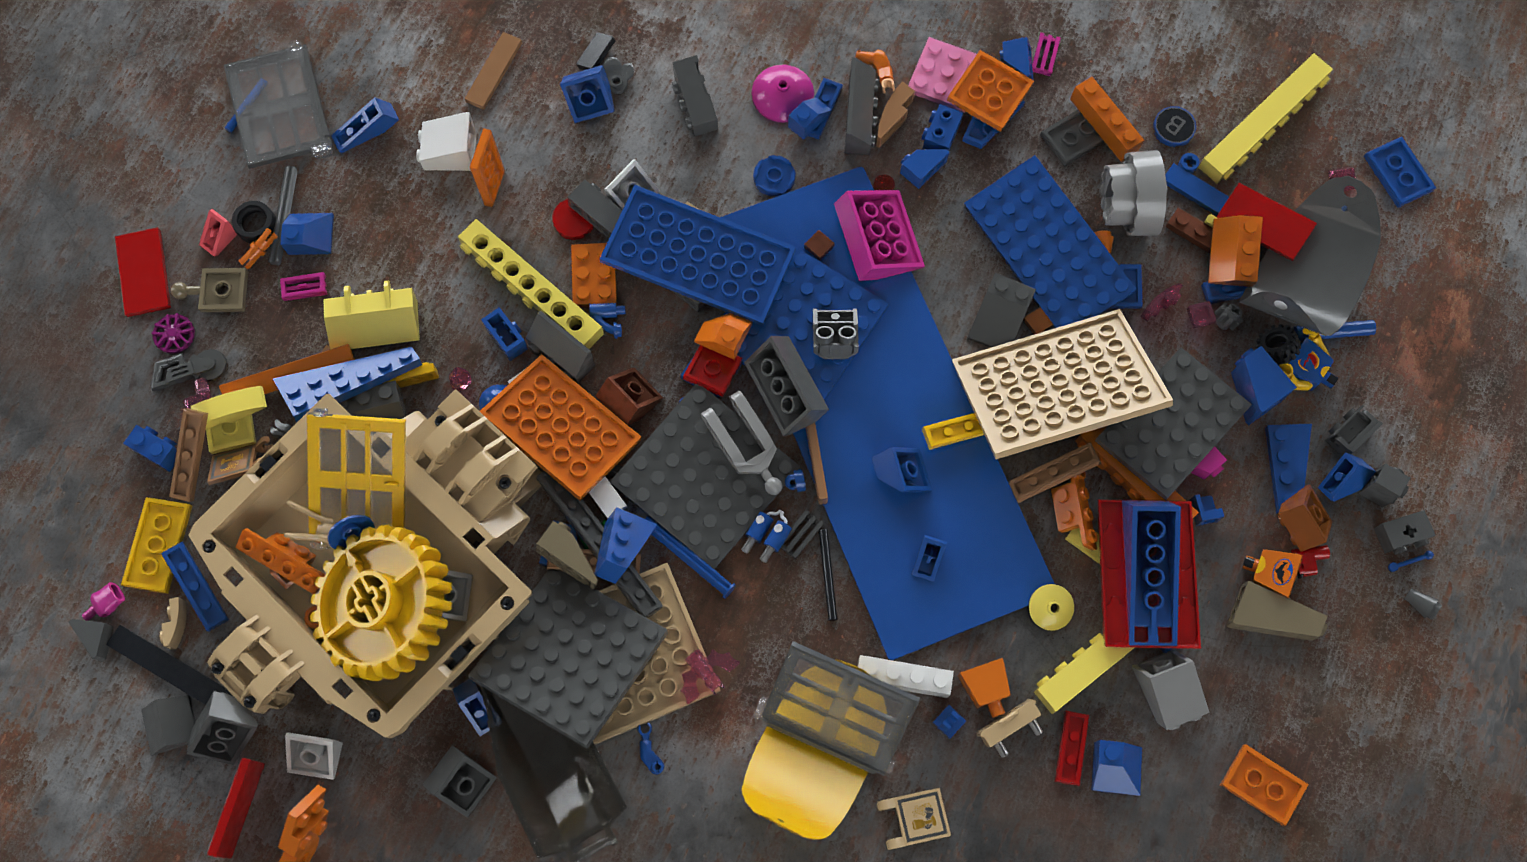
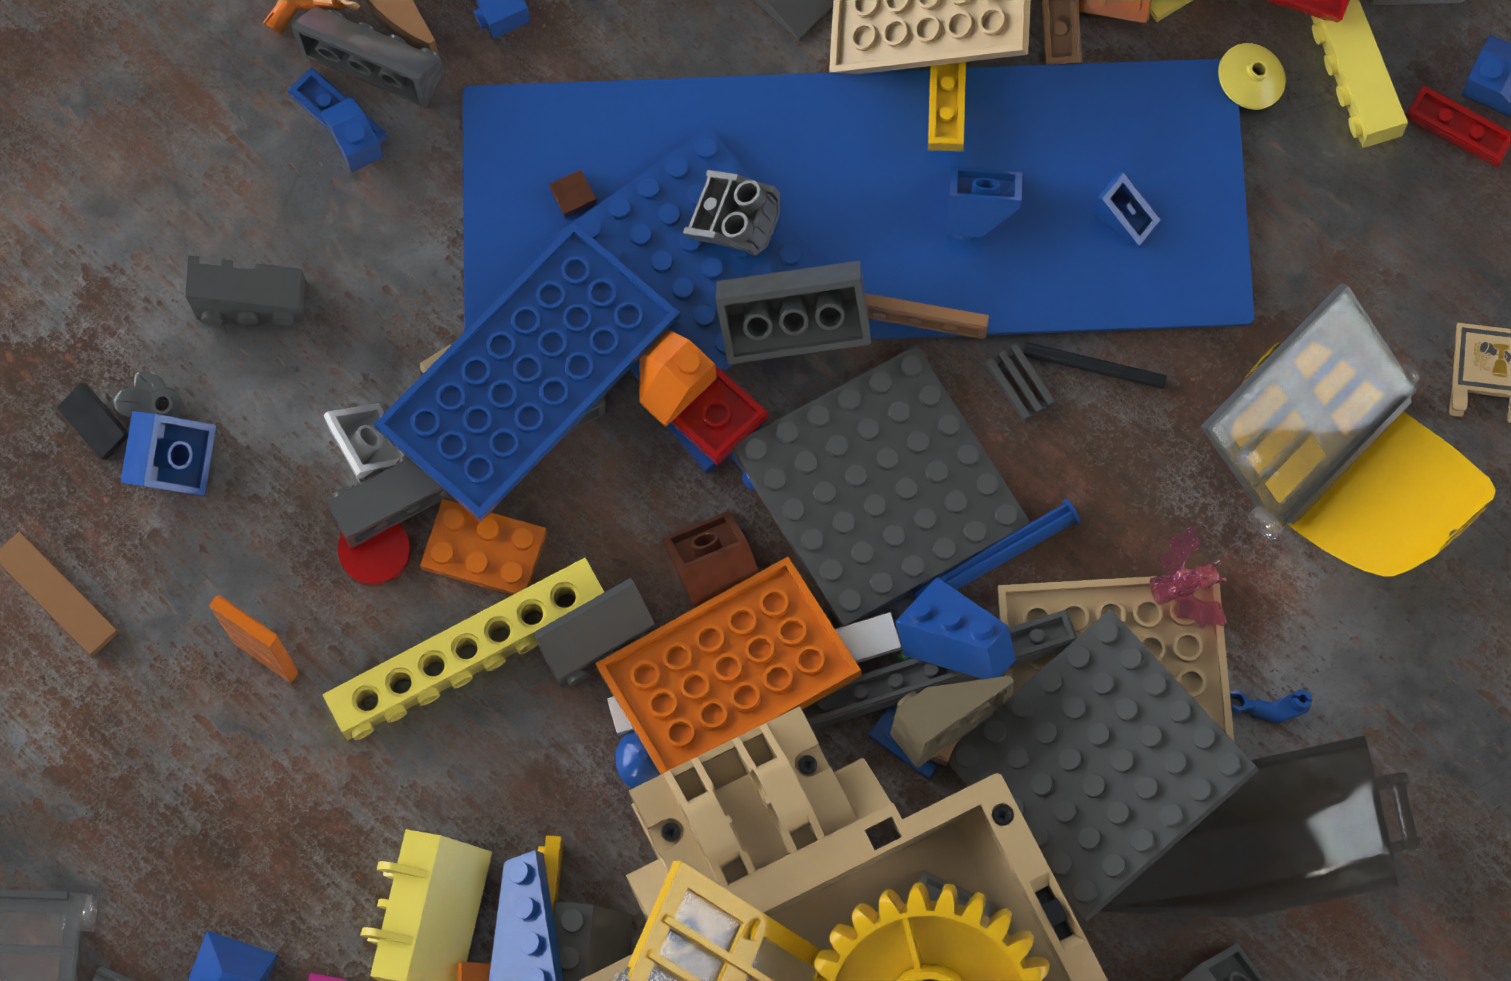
camera: 65 degrees left, 0 degrees up
(366, 124) = (73, 830): blue slope -> none
(447, 143) = (165, 702): white slope -> none
(460, 379) = (583, 809): clear pink tile -> none
(471, 702) = (1124, 936): blue slope -> none
(505, 333) = (538, 711): blue brick -> none
(607, 310) = (555, 543): blue plant -> none
(759, 463) = (849, 380): light grey piece -> none
(774, 176) = (424, 222): blue tile -> none
(775, 538) = (1017, 415): blue piece -> none
(778, 102) = (287, 181): dark pink dish -> none
(799, 478) = (938, 353): blue tile -> none
(878, 233) = (591, 101): dark pink slope -> none
(884, 182) = (506, 67): clear red tile -> none
(909, 676) = (1288, 302): white brick -> none
(949, 721) = (1368, 275): blue tile -> none
(987, 686) = (1337, 202): orange torso -> none
(1009, 723) = (1400, 193): tan piece -> none

